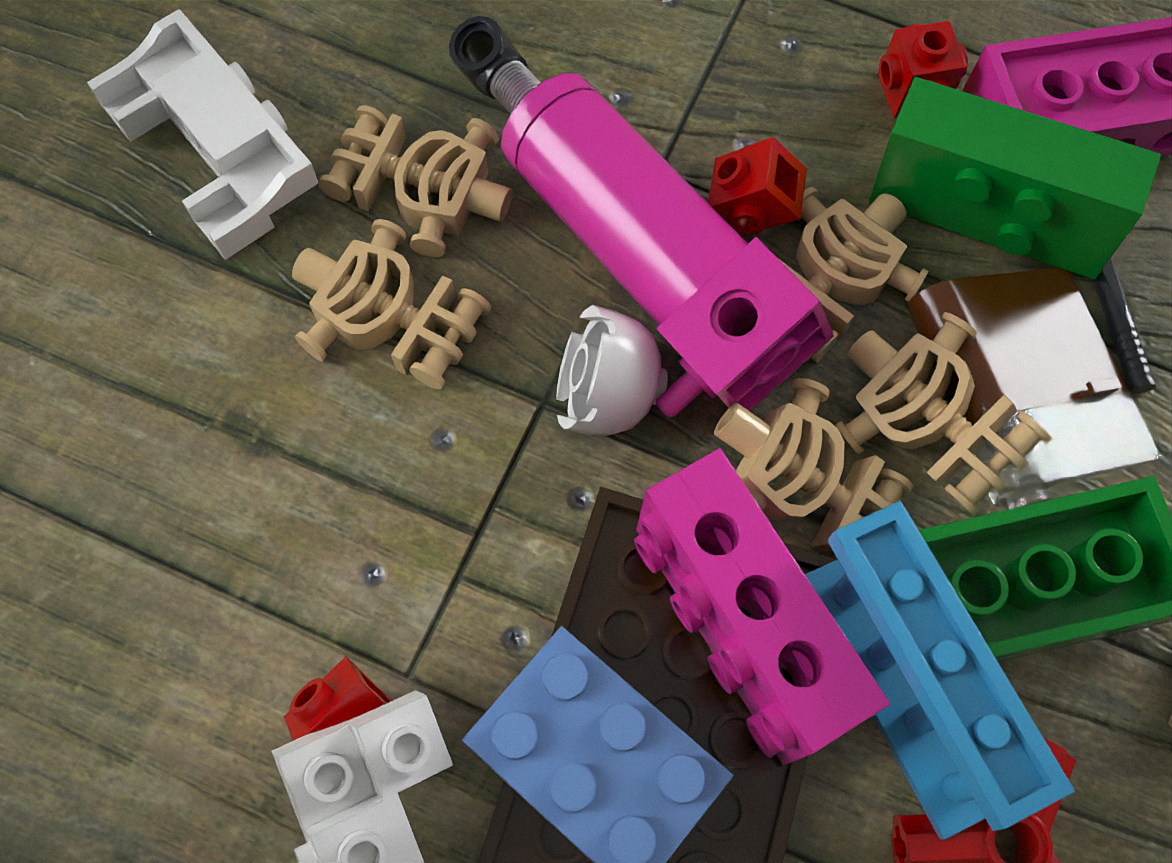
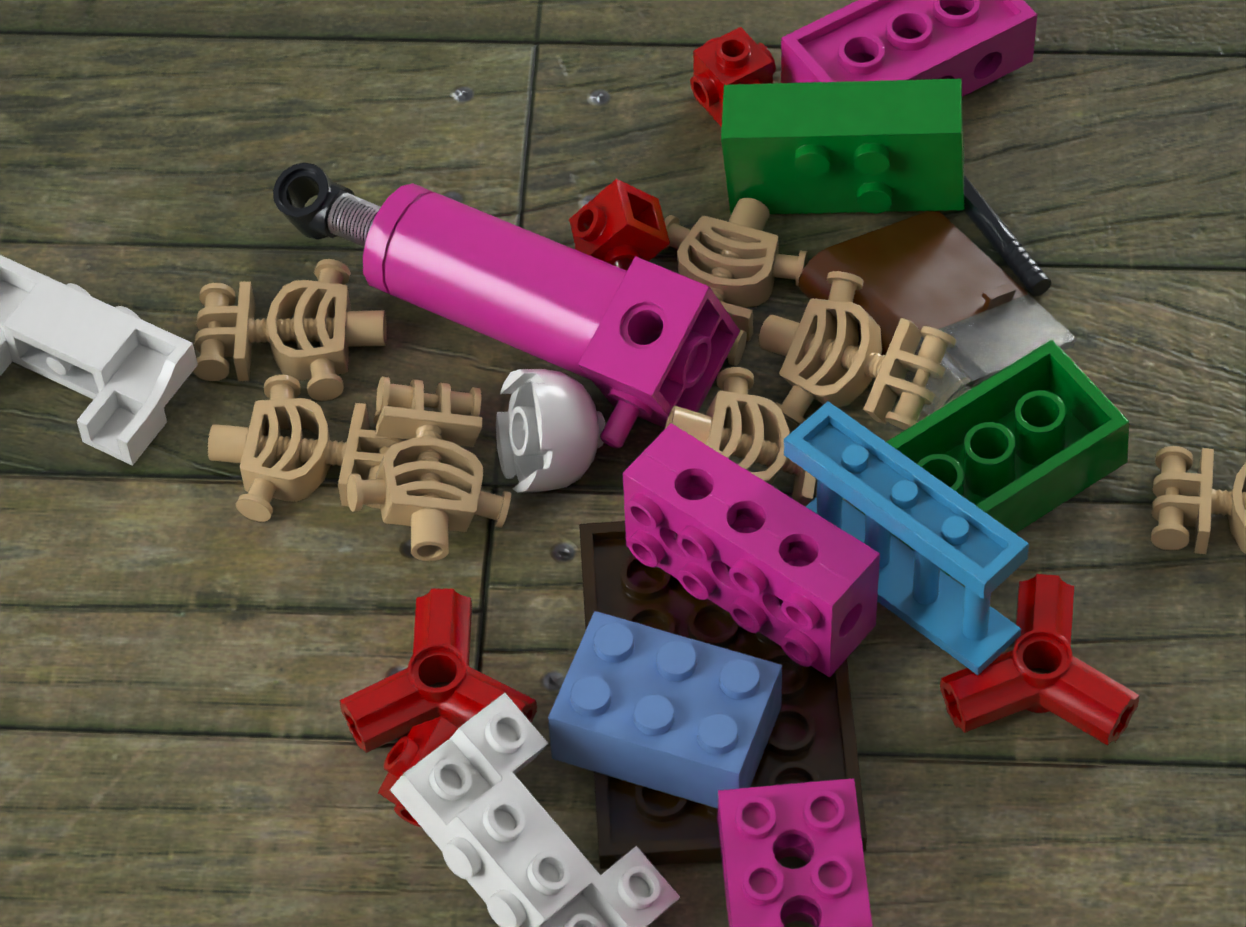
camera: 15 degrees left, 15 degrees down
(421, 645) = (439, 655): none -> red piece
(465, 410) = (429, 476): none -> tan piece

